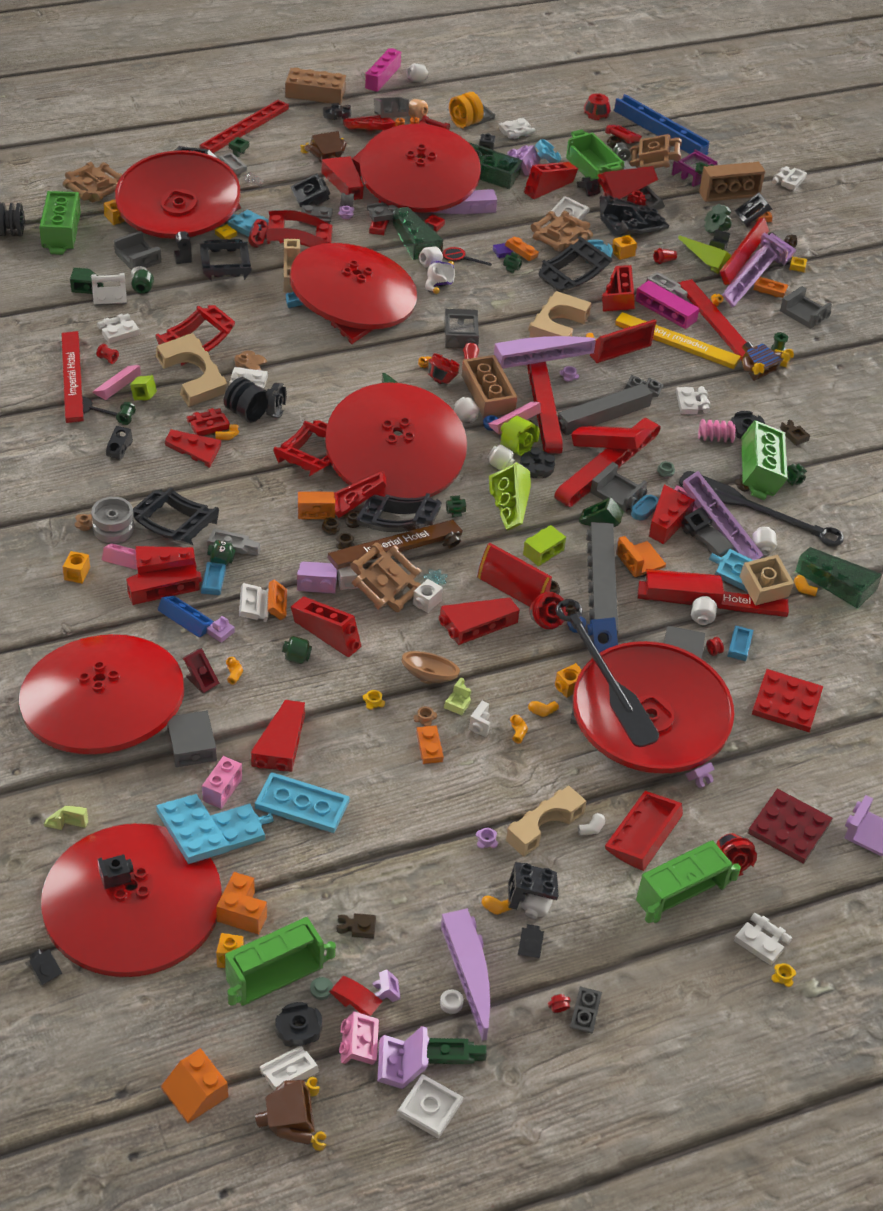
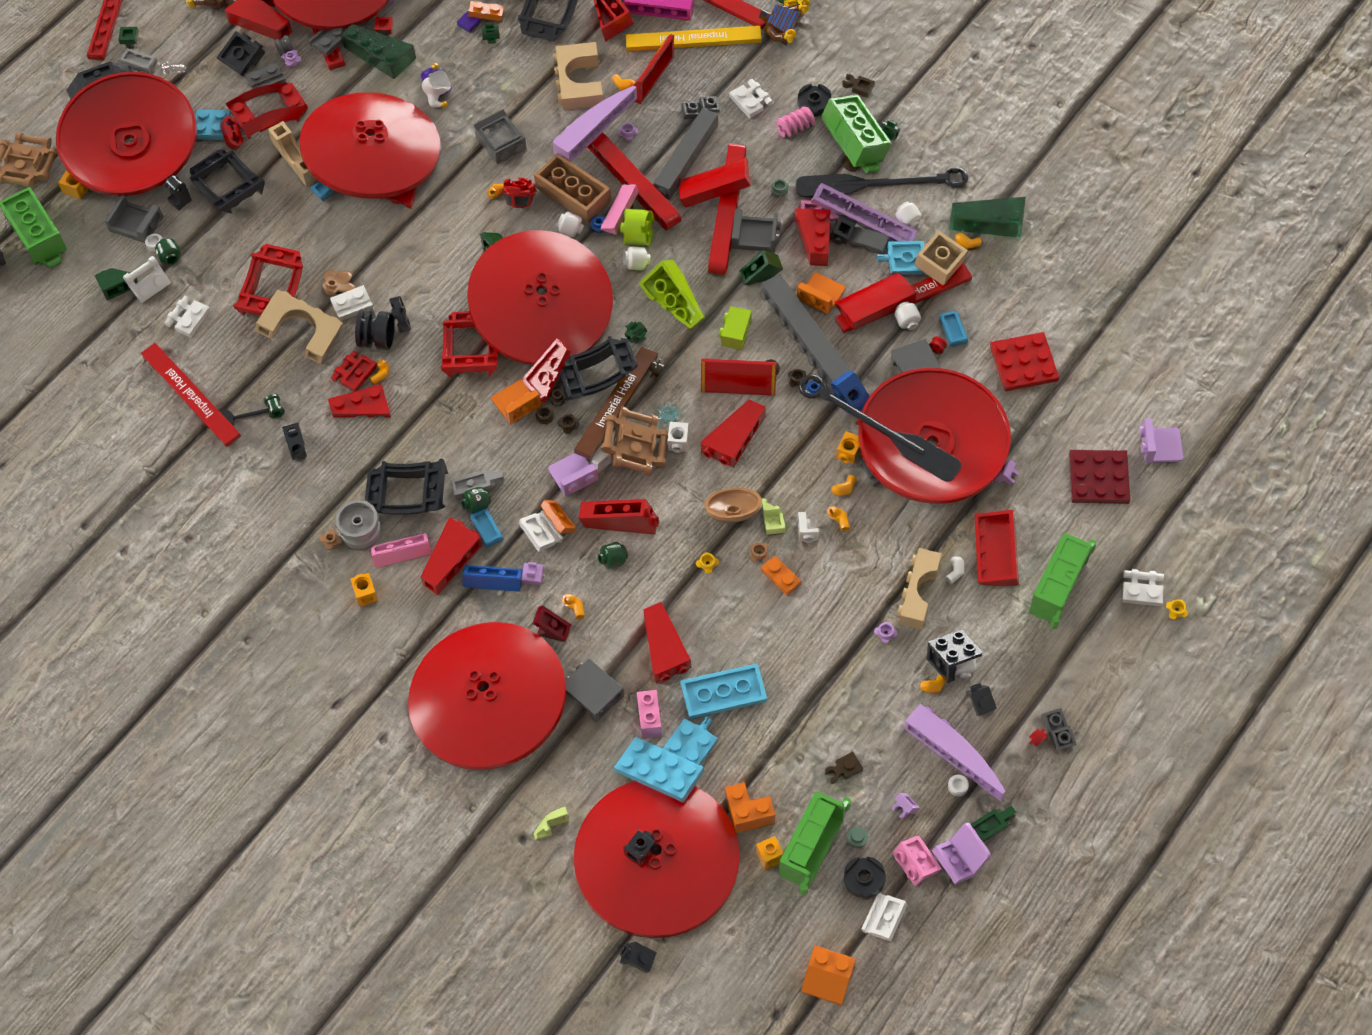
camera: 25 degrees left, 15 degrees up
(106, 353) = (203, 351): red bush -> none
(117, 382) = (236, 376): bright pink slope -> none
(143, 388) = (270, 370): lime brick -> none
(159, 558) = (436, 537): red wing -> none
(226, 232) = (200, 148): yellow tile -> none
(291, 1113) = (914, 949): reddish brown torso -> none
(353, 993) = (887, 826): red slope -> none
(429, 255) = (412, 69): white head -> none
(430, 1106) = (1005, 878): white plate -> none
(458, 254) = (429, 50): black piece -> none
(470, 351) = (528, 160): red cone -> none
(543, 610) = (786, 393): red cone -> none
(545, 462) = (666, 236): black plate -> none
(644, 507) = (788, 237): dark azure tile -> none
(738, 850) = (1080, 526): red cone -> none

